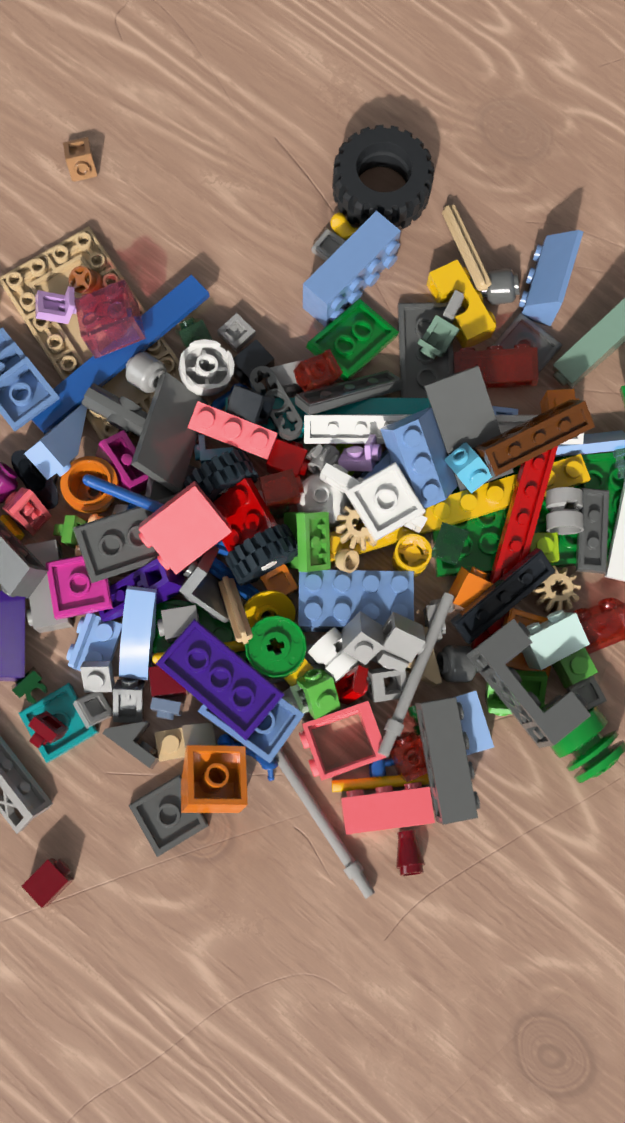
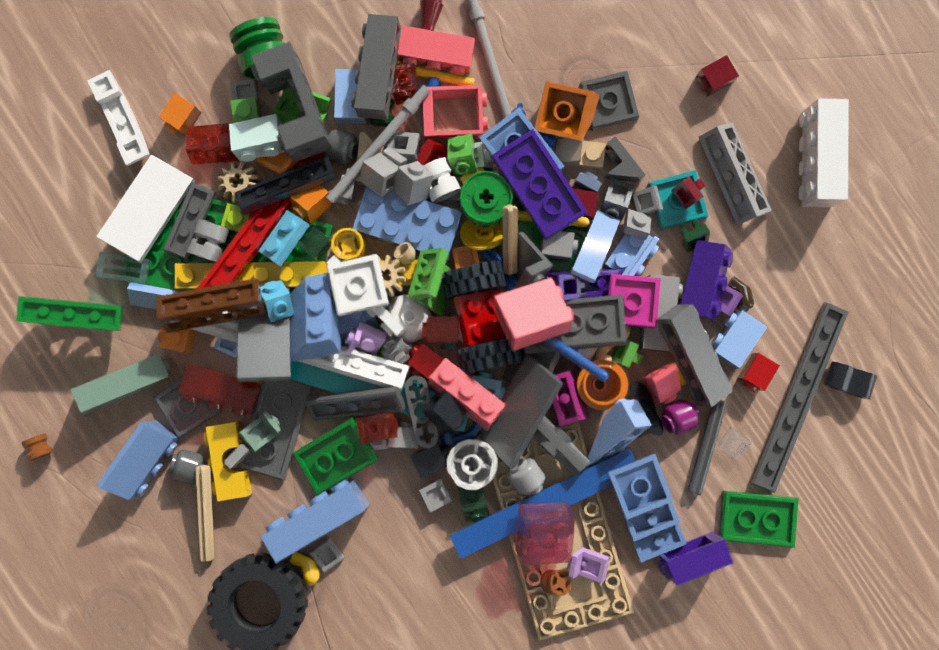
camera: 155 degrees left, 10 degrees up
(483, 536) = (284, 238): none -> medium azure bracket

